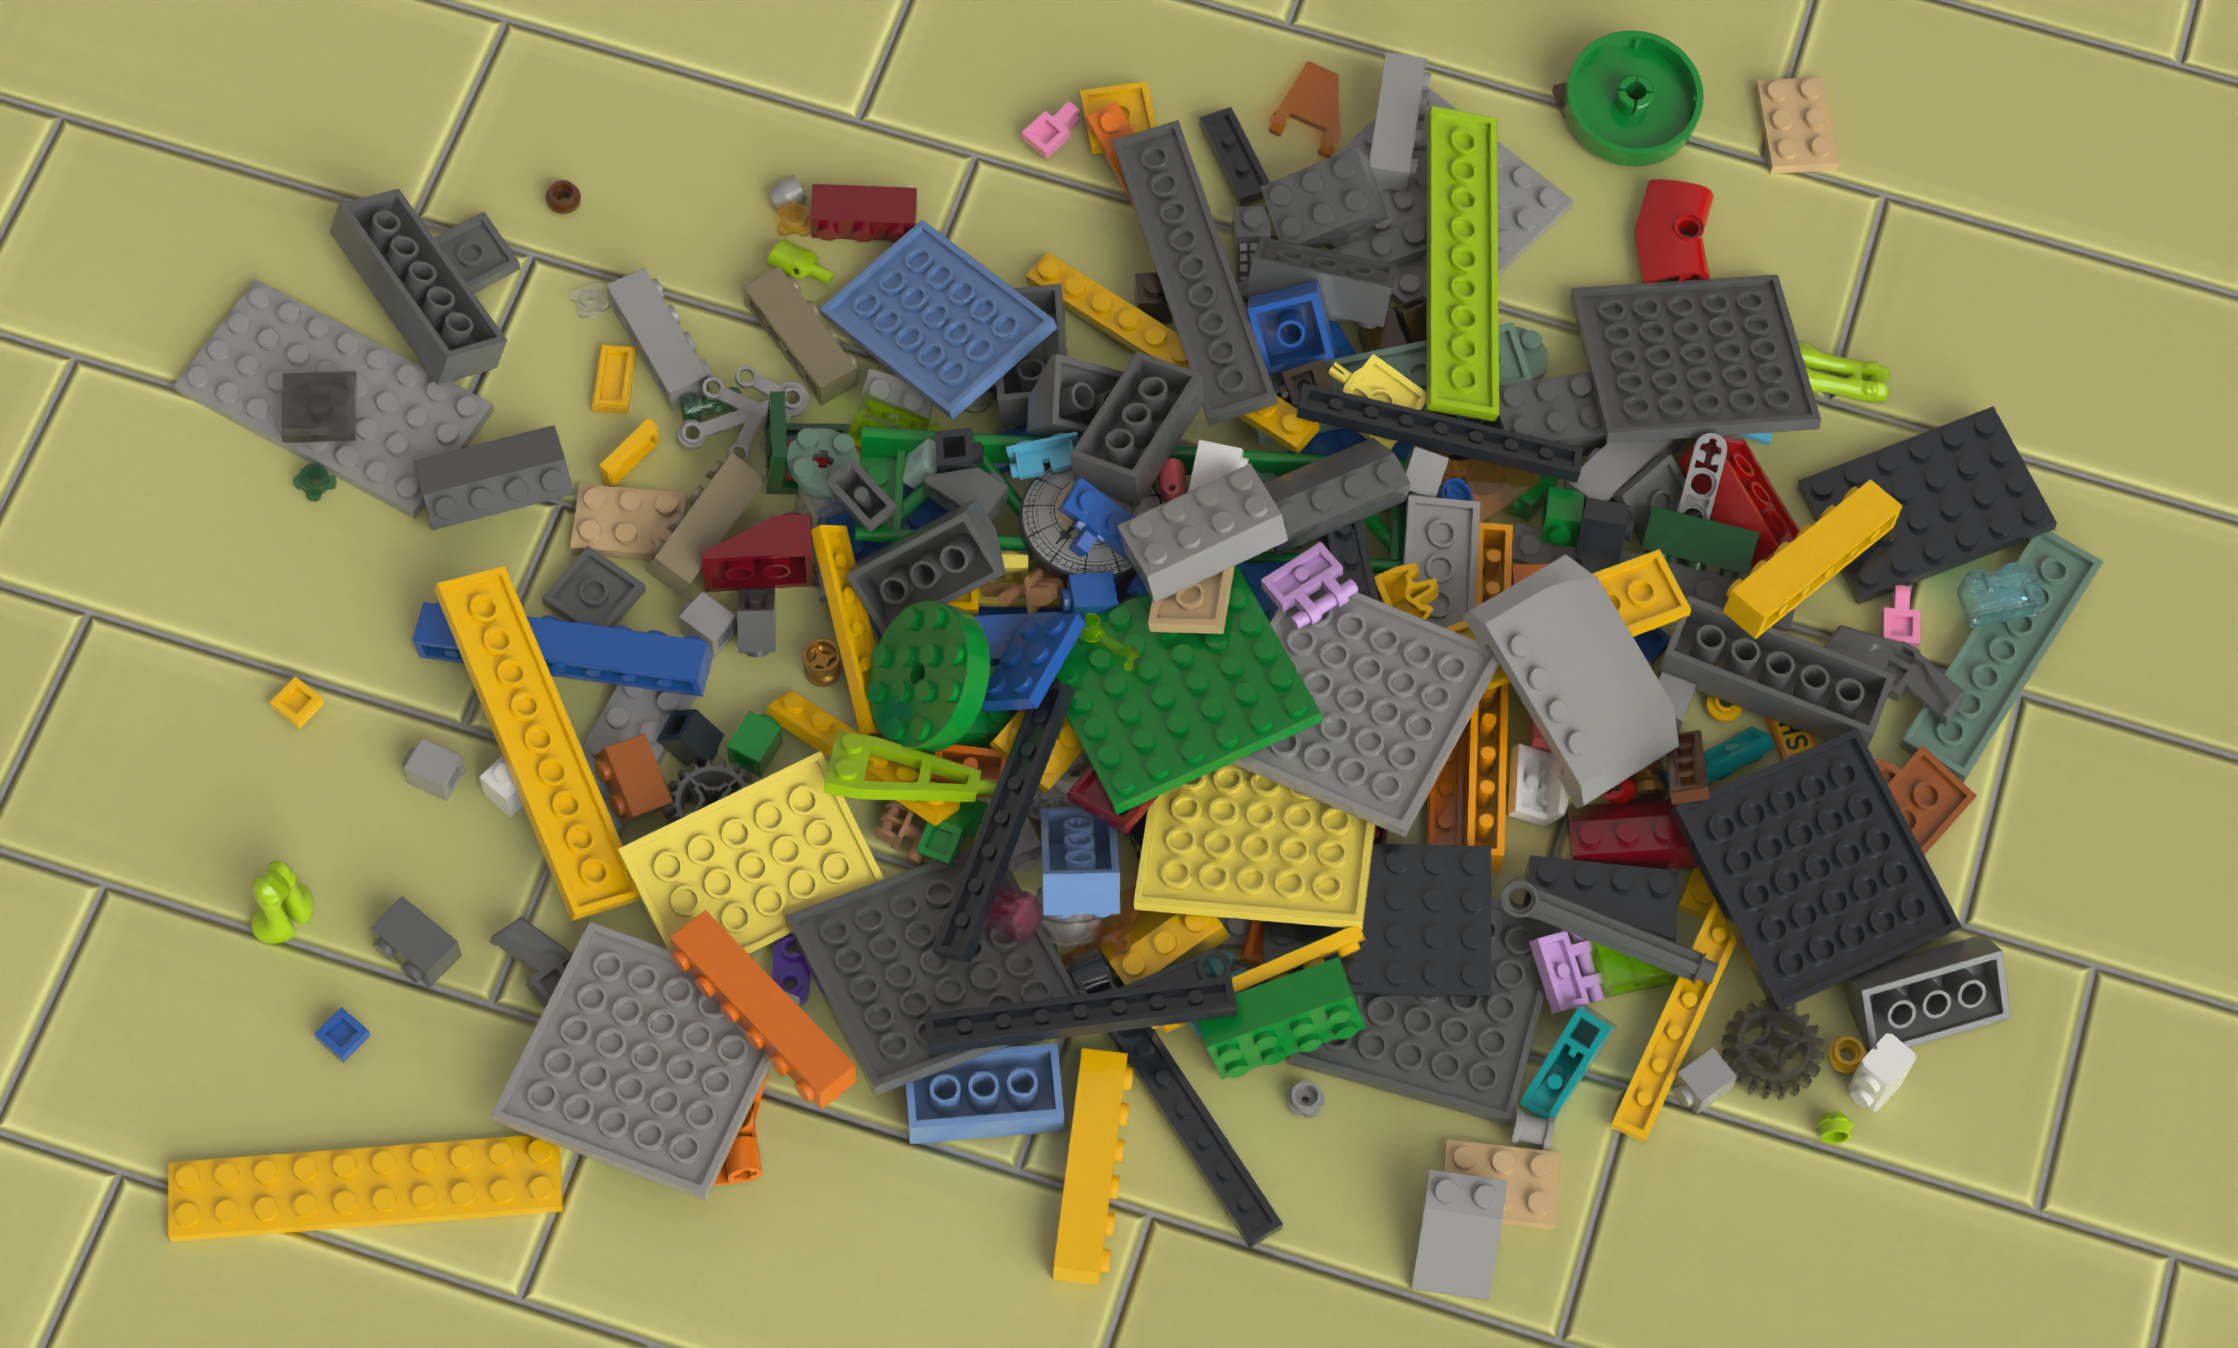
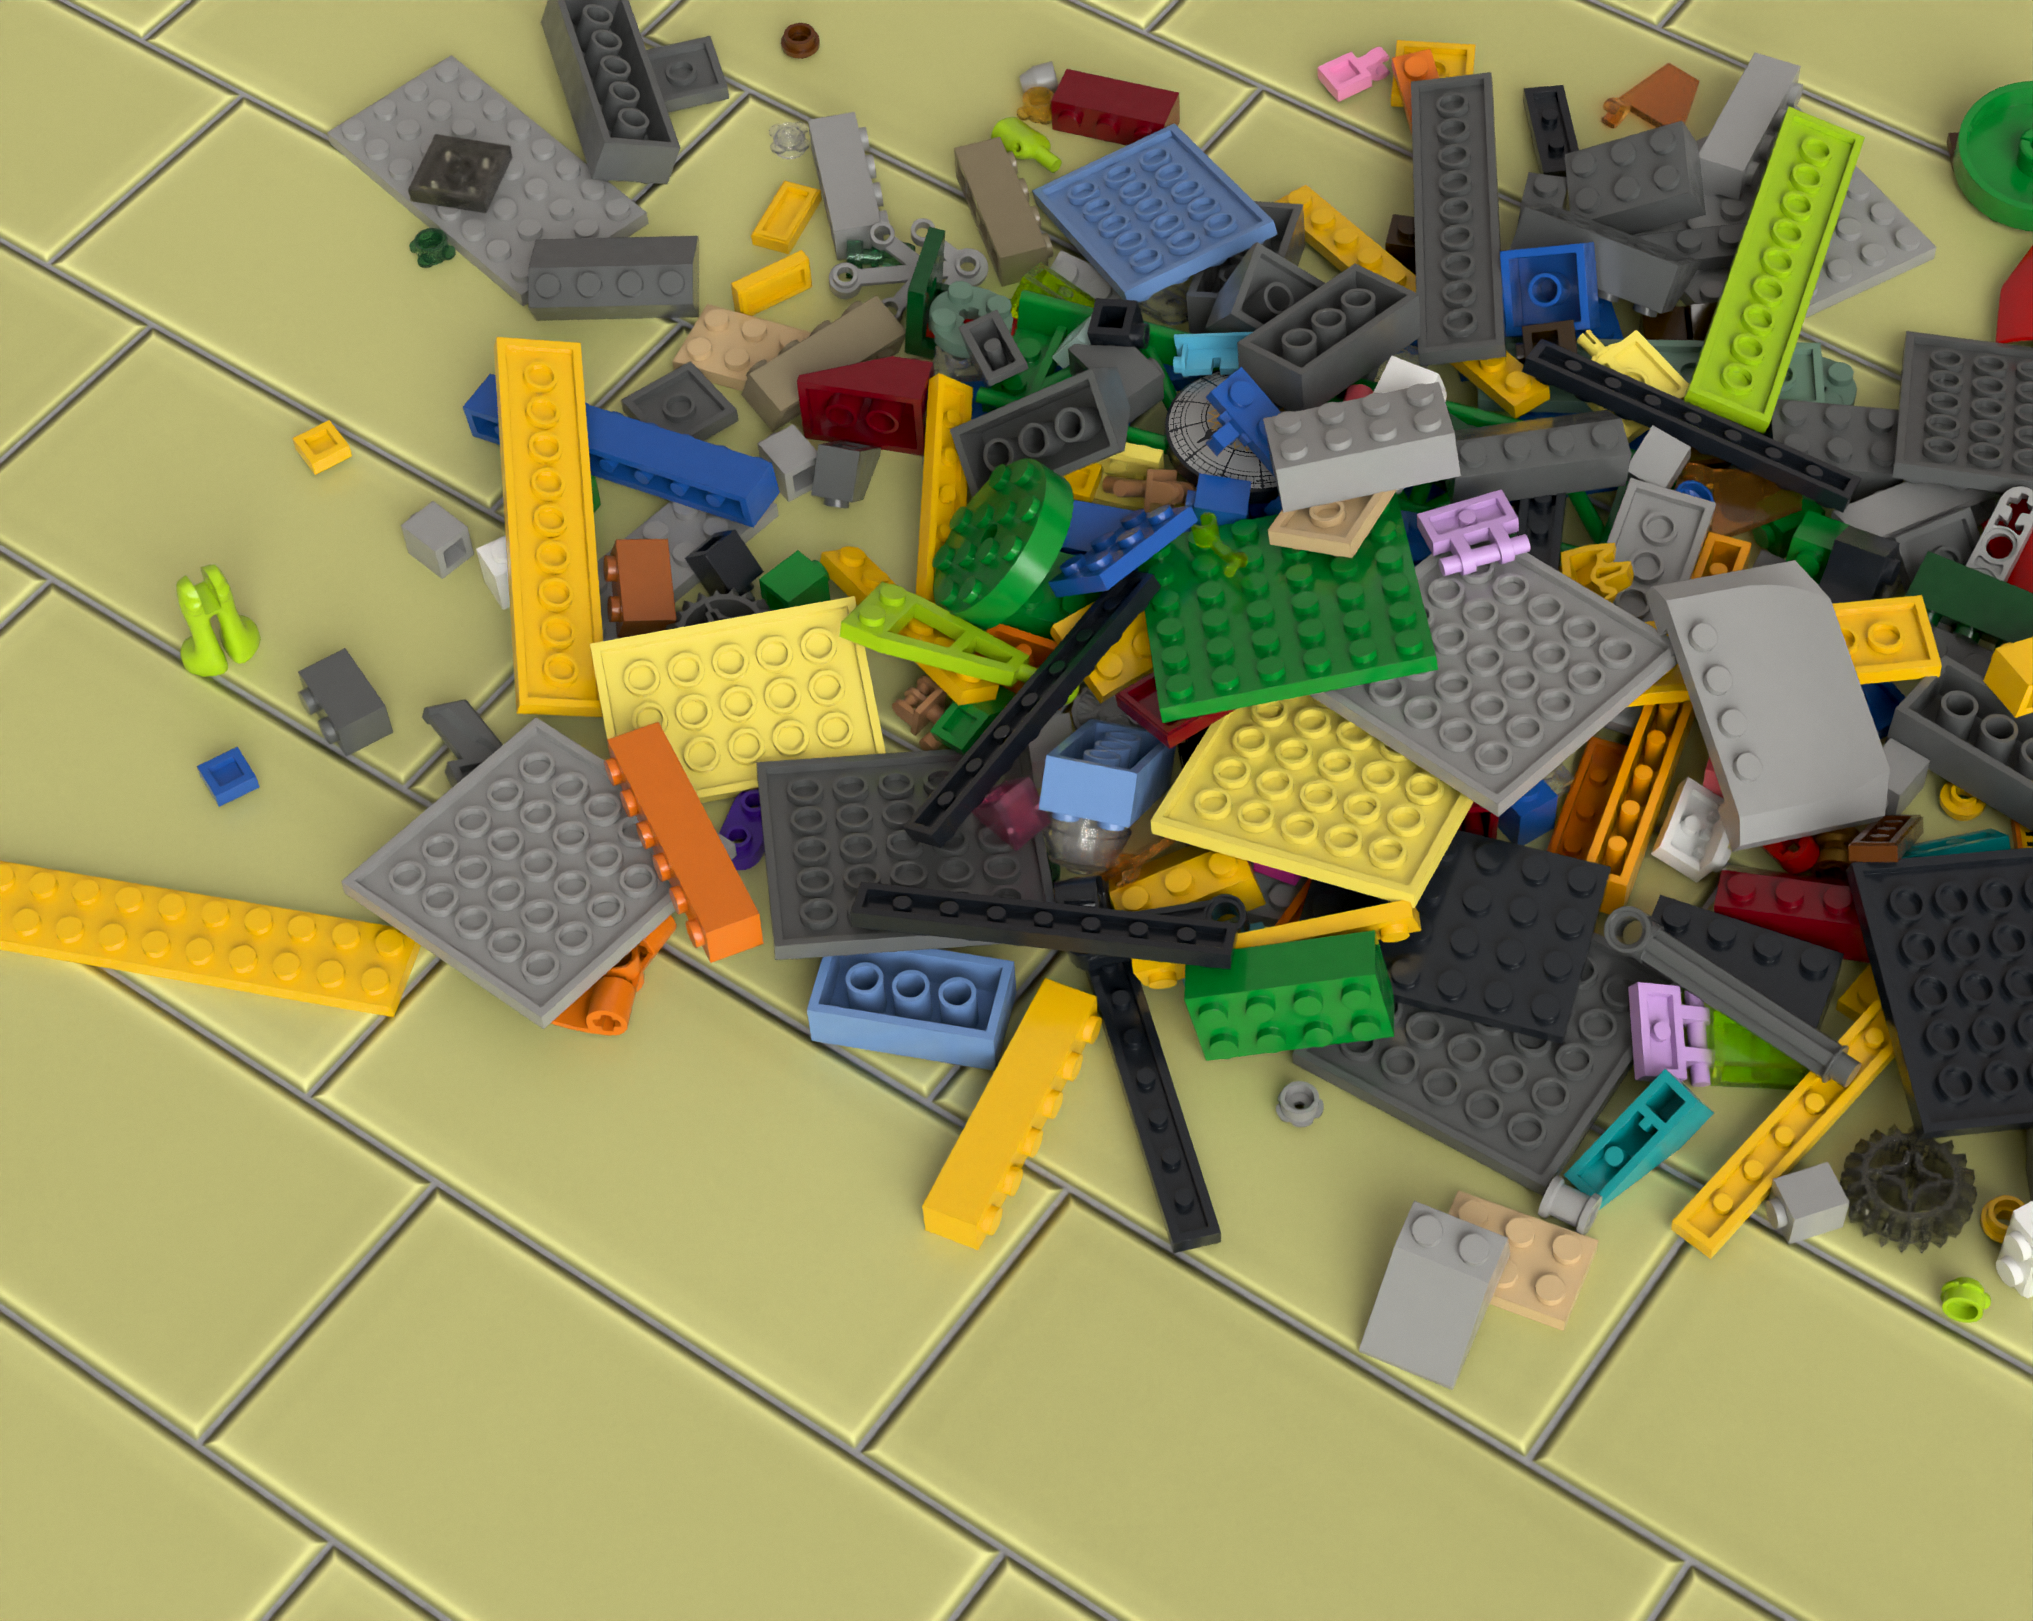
camera: 25 degrees right, 10 degrees down
(824, 655) = (900, 526): pearl gold wheel -> none

